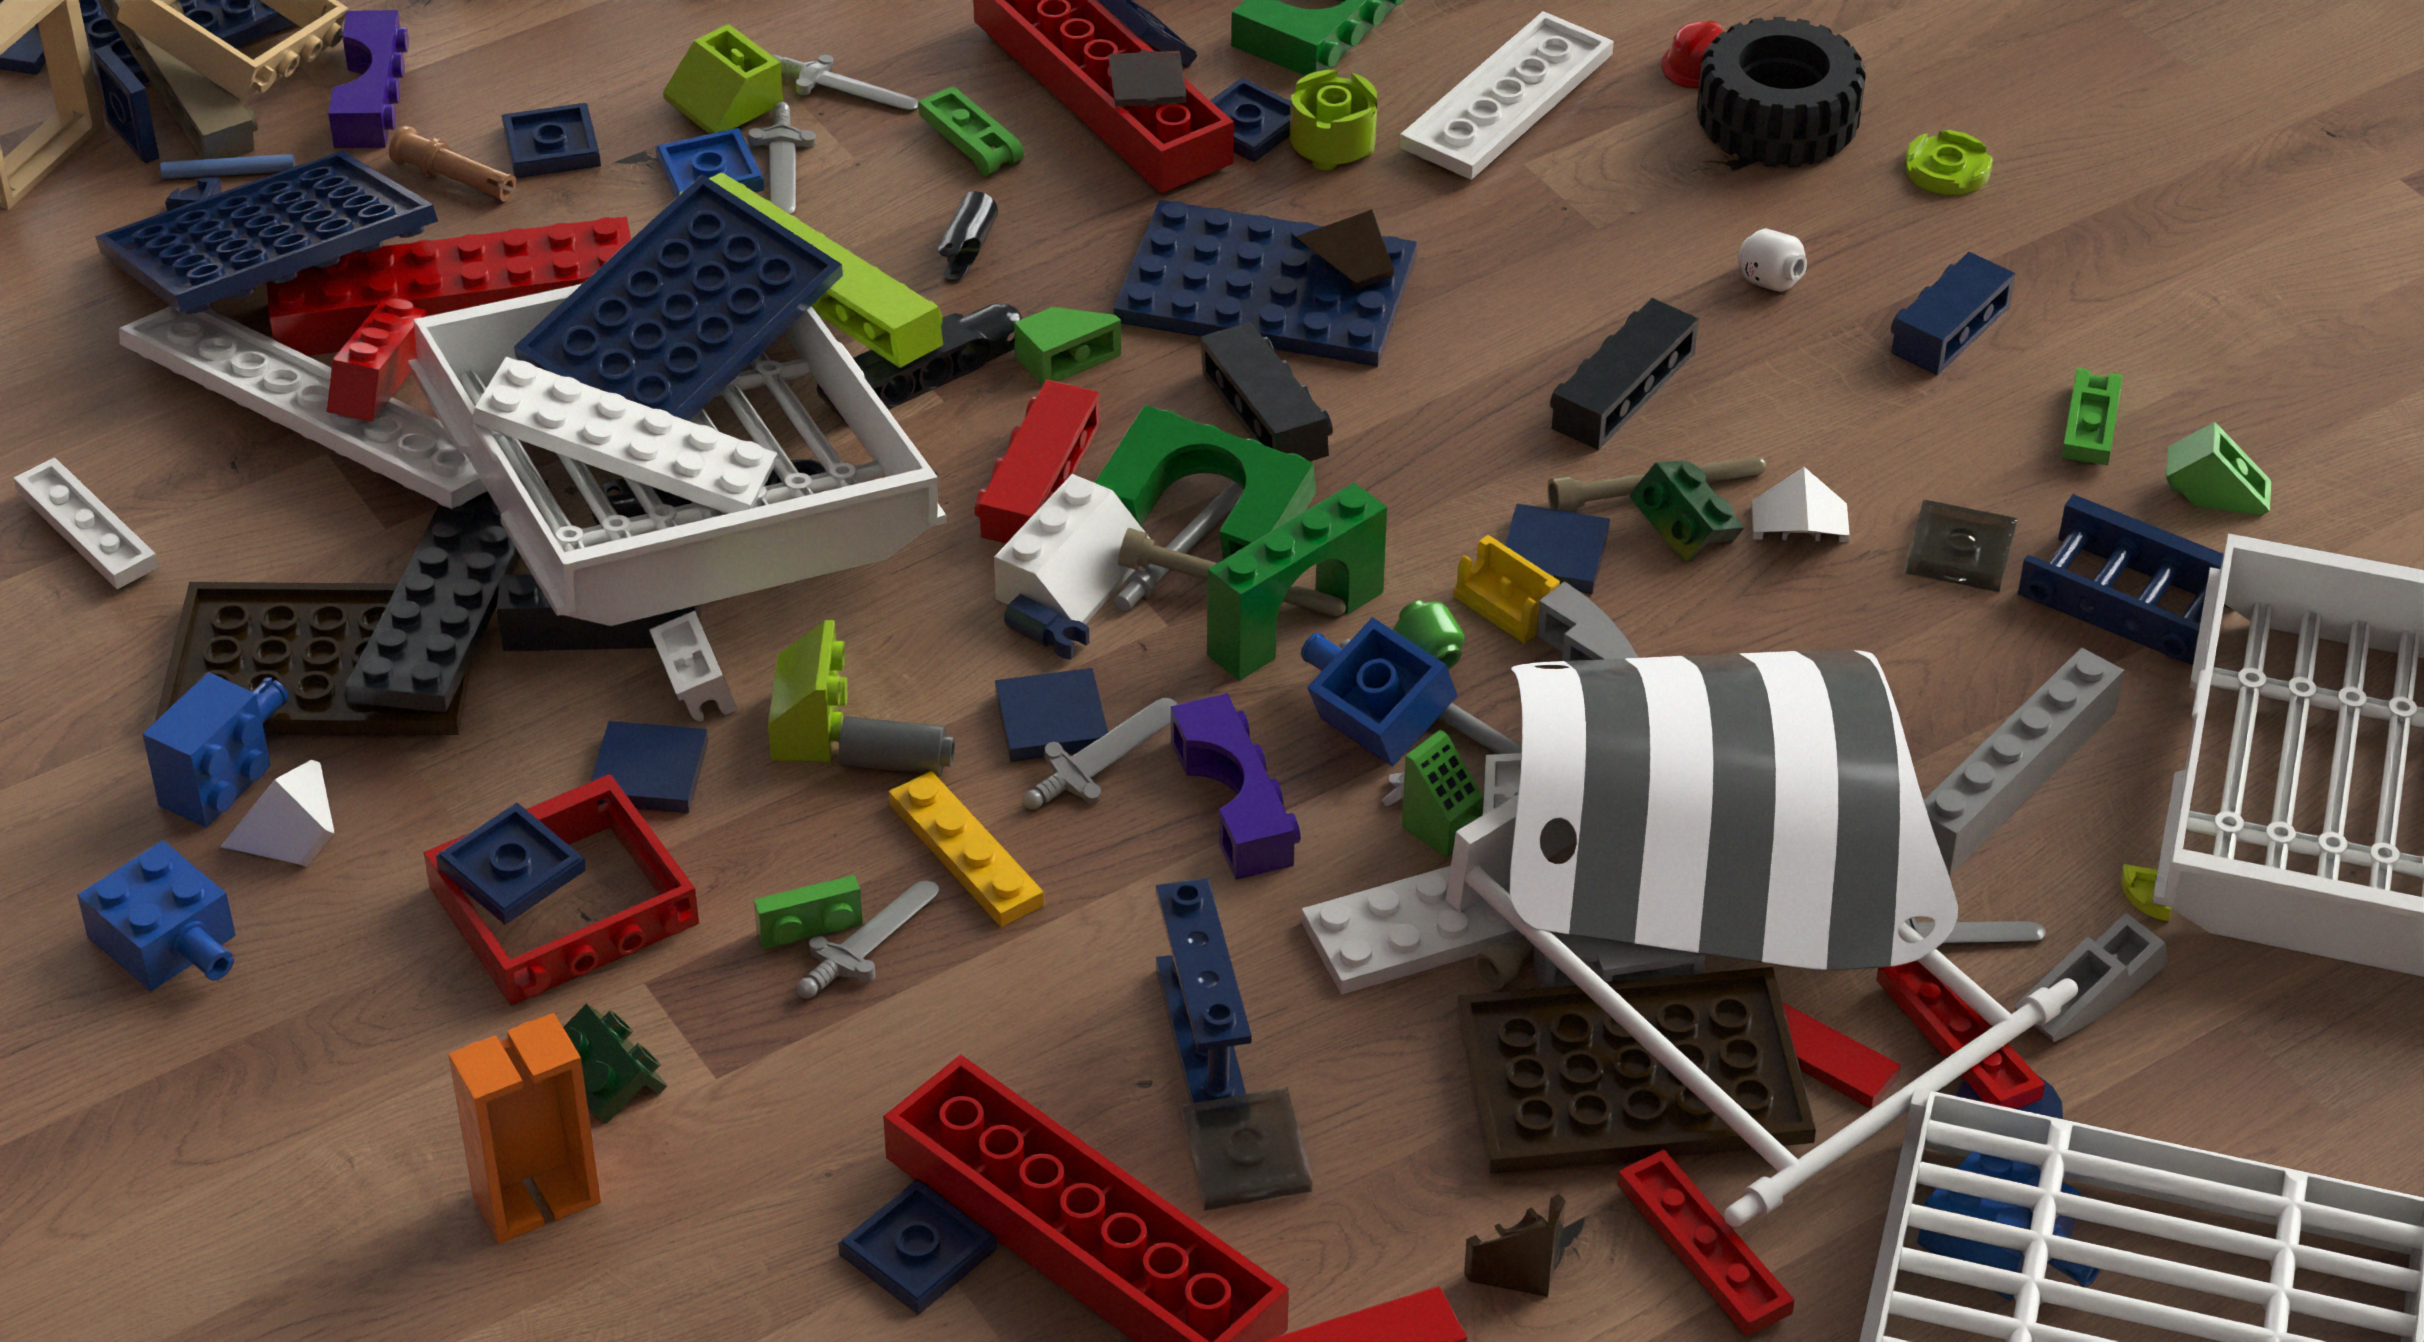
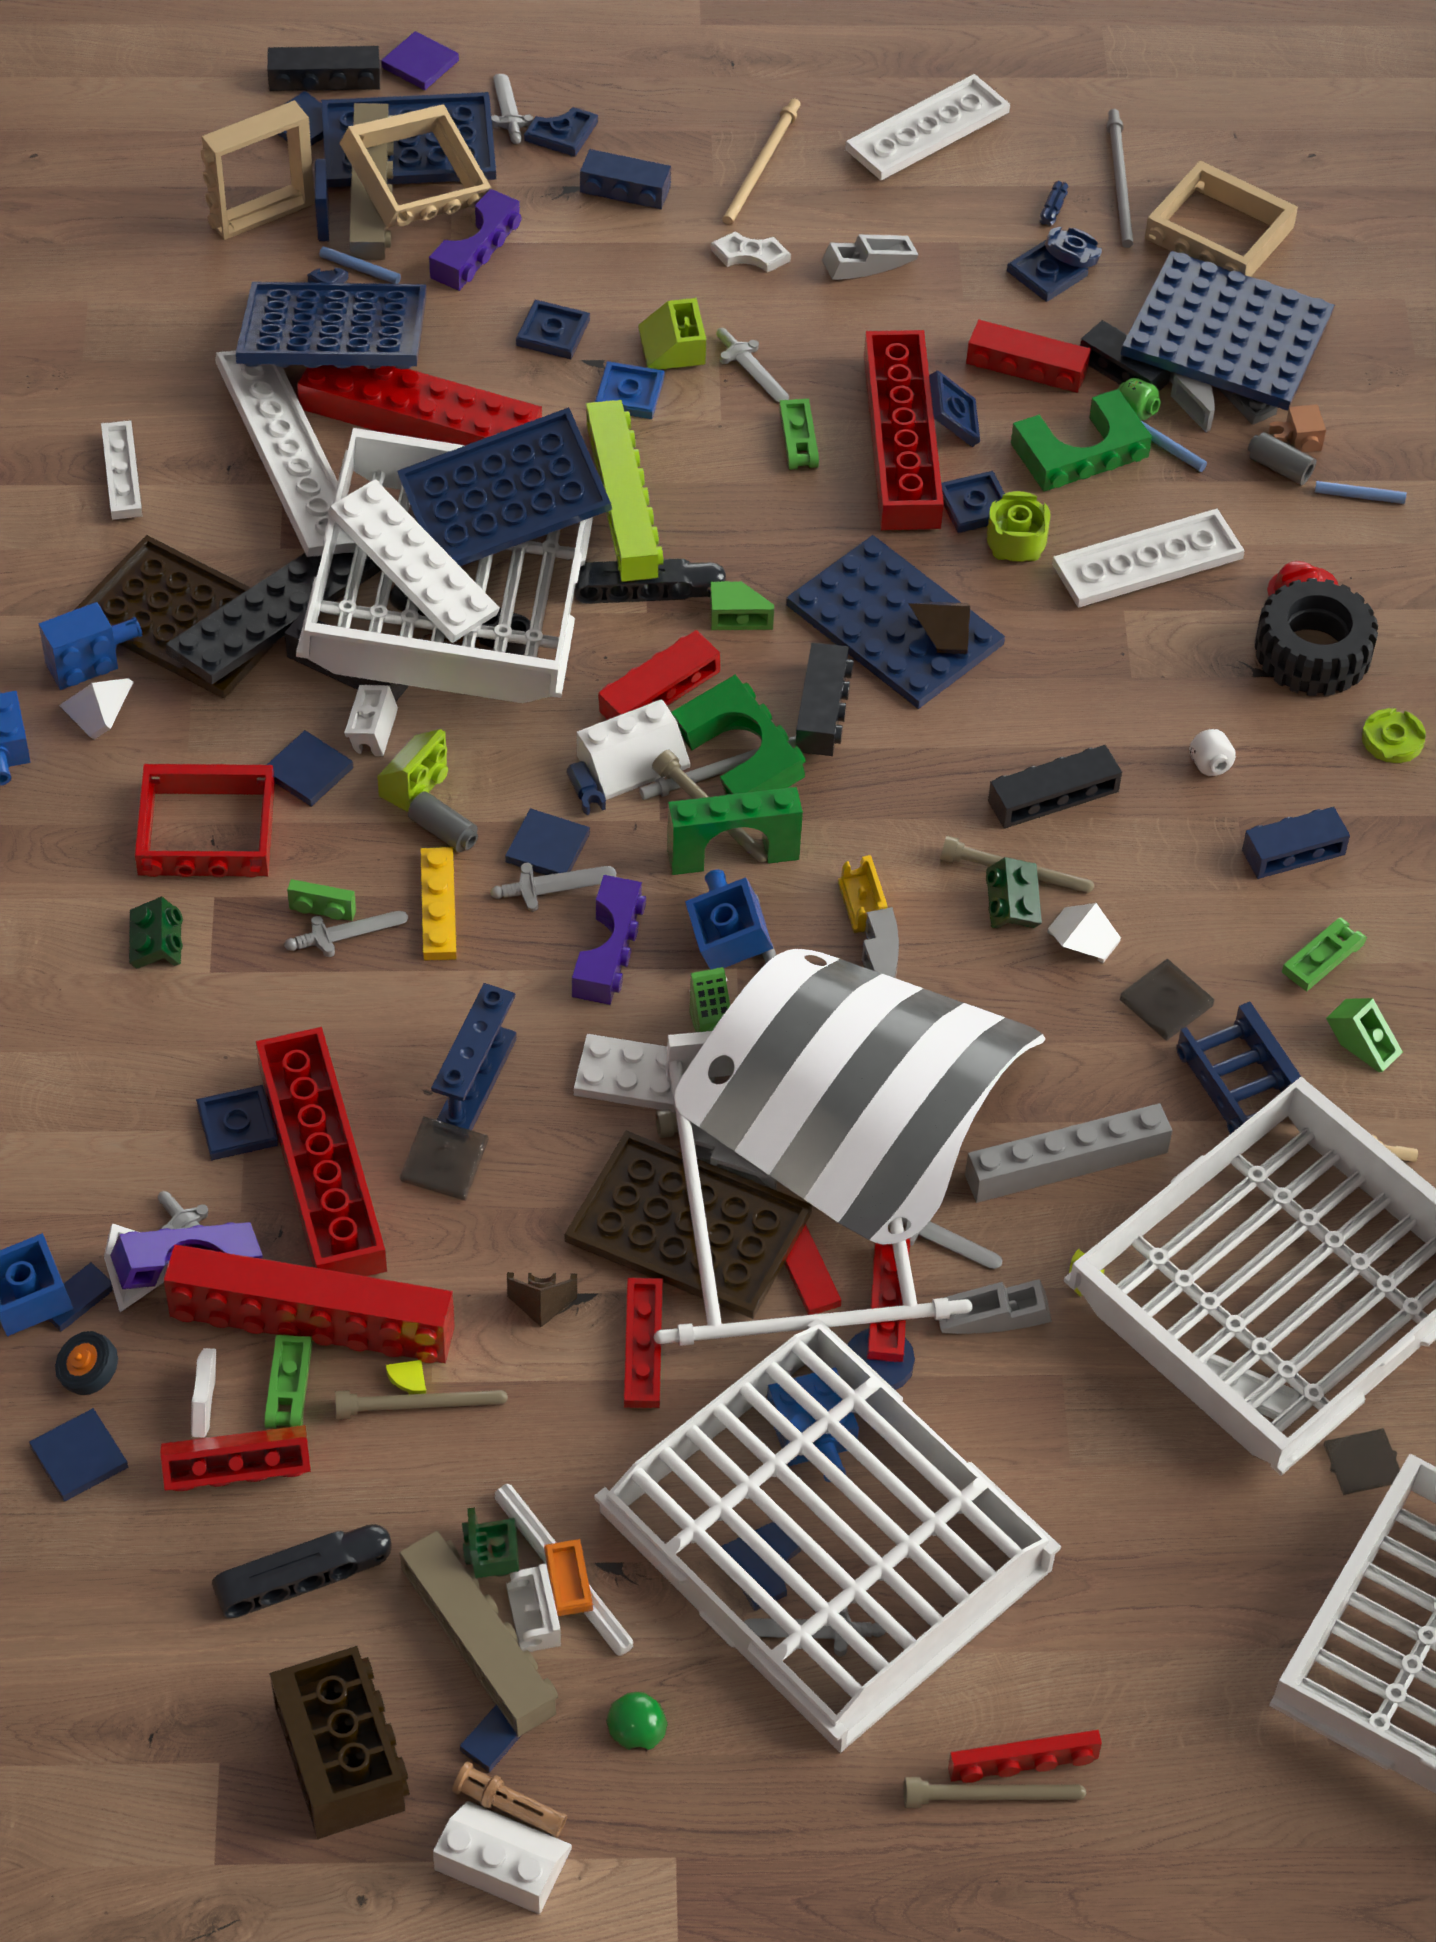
camera: 30 degrees right, 10 degrees up
(374, 361) = (325, 441): red brick -> none
(435, 158) = (476, 313): medium nougat pin -> none
(510, 863) = (180, 793): dark blue tile -> none
(524, 1119) = (63, 946): orange piece -> none
(782, 141) = (684, 390): light grey sword -> none
(967, 233) = (739, 505): black piece -> none
(1147, 78) = (913, 450): clear smoke piece -> none
(1433, 630) = (792, 902): bright green head -> none
(1560, 543) = (919, 881): dark blue tile -> none

